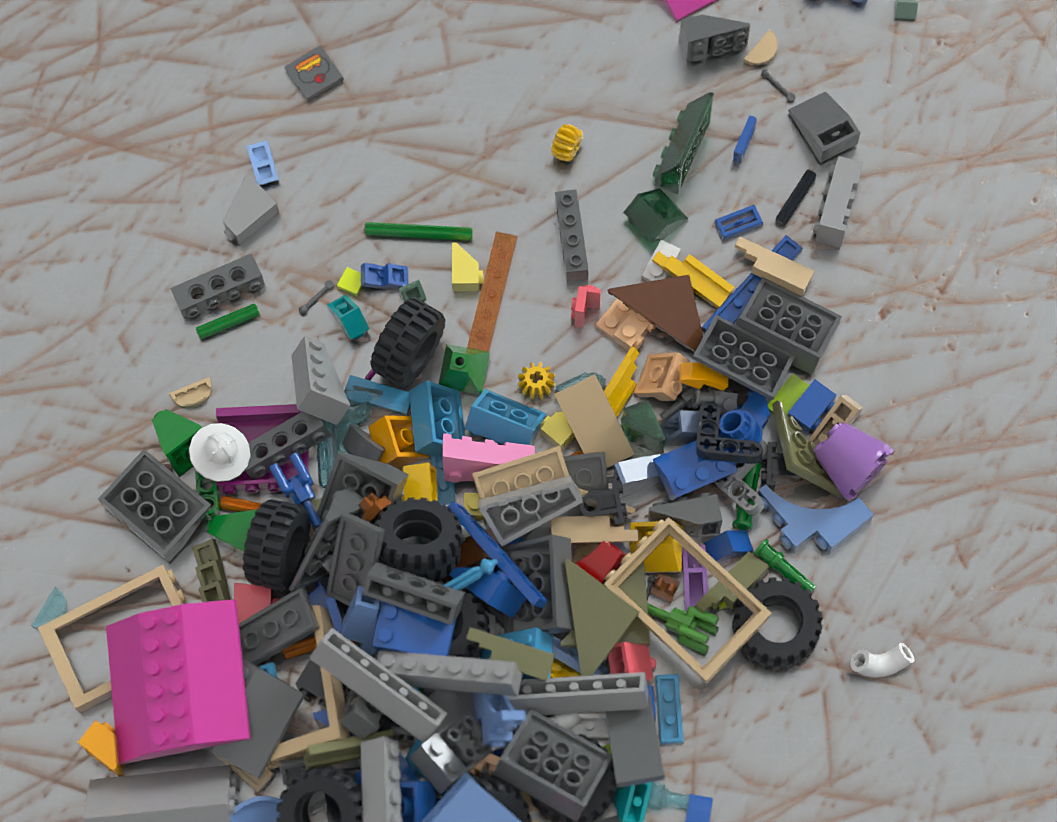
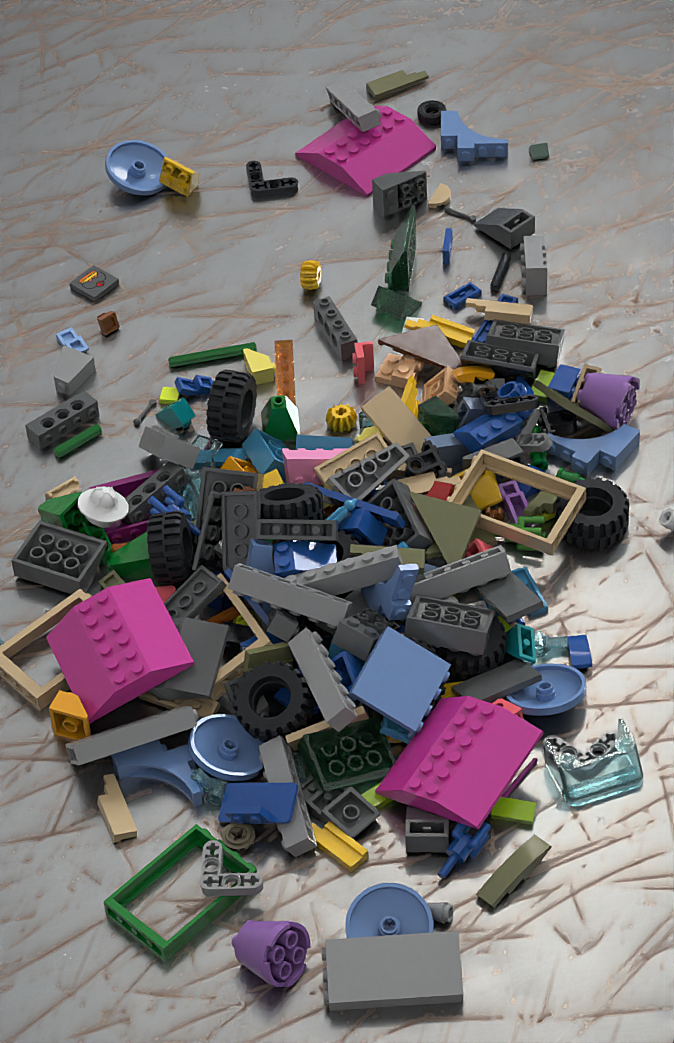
camera: 15 degrees left, 25 degrees down
(310, 145) = (108, 322): none -> dark orange tile

